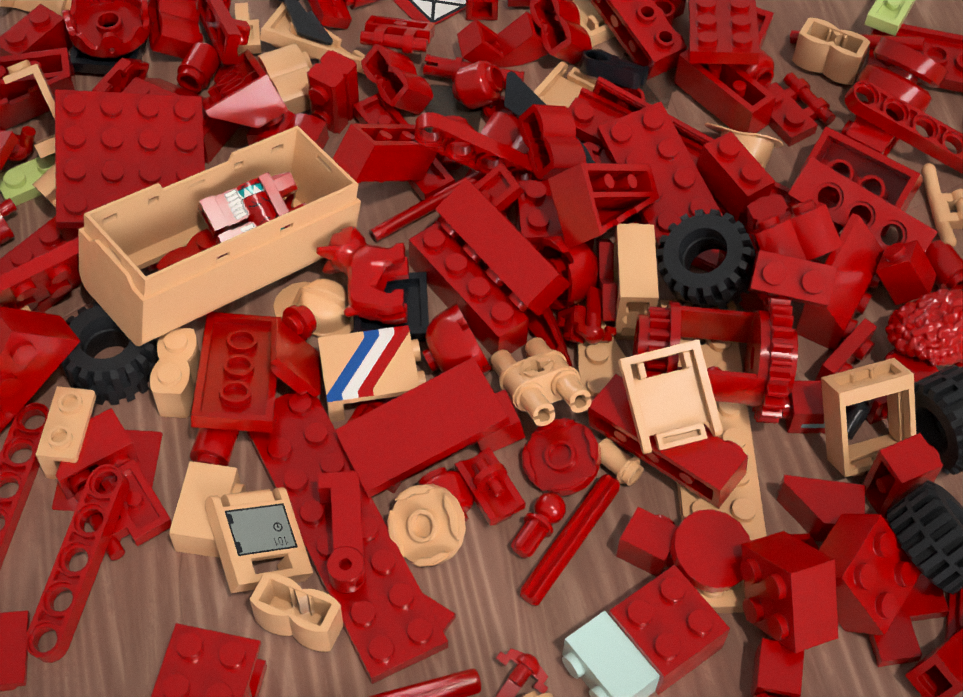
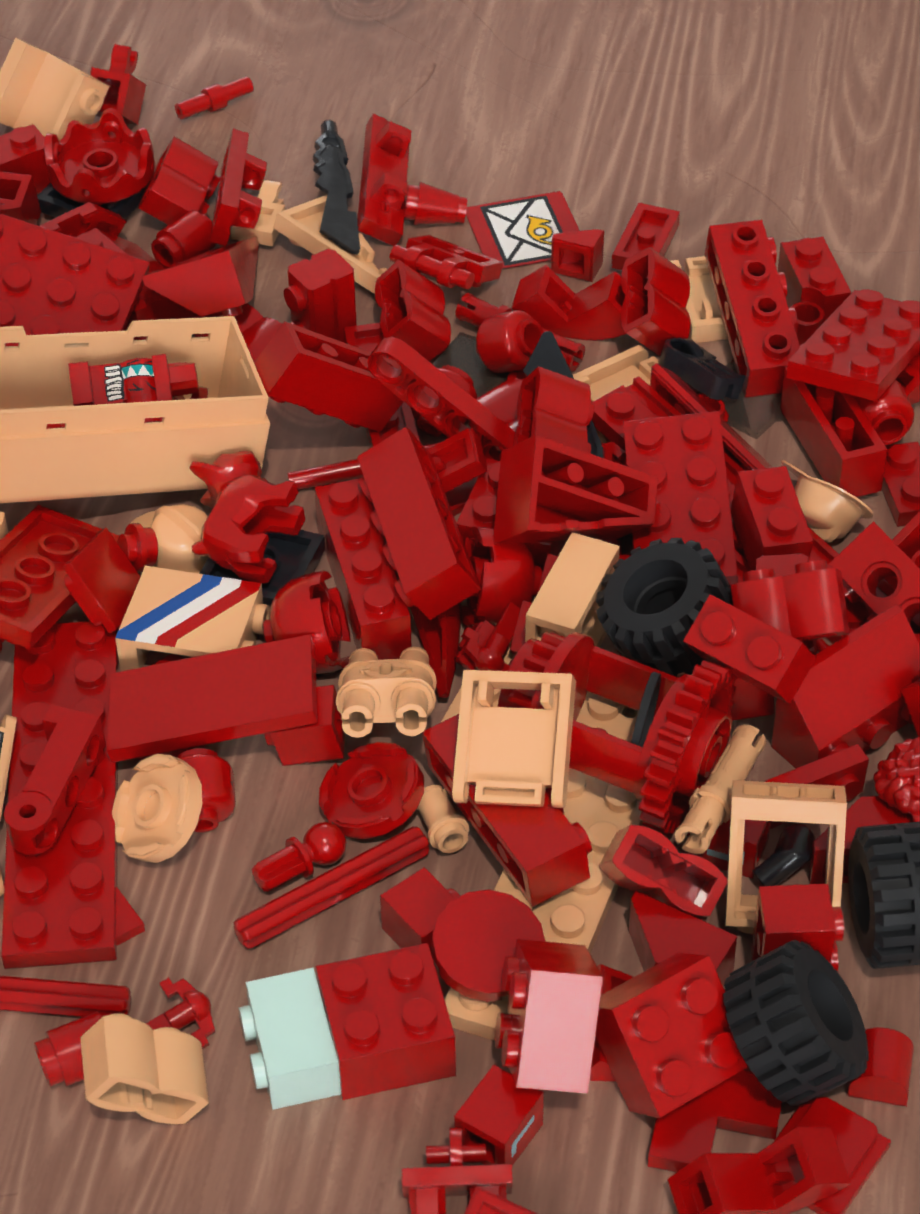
camera: 25 degrees right, 10 degrees down
(288, 73) = (272, 275): light nougat brick -> none
(490, 487) = (260, 795): red hips -> none
(746, 343) = (647, 709): none -> black piece
(795, 455) = (651, 864): none -> red brick
(805, 393) = (712, 802): none -> light nougat pin

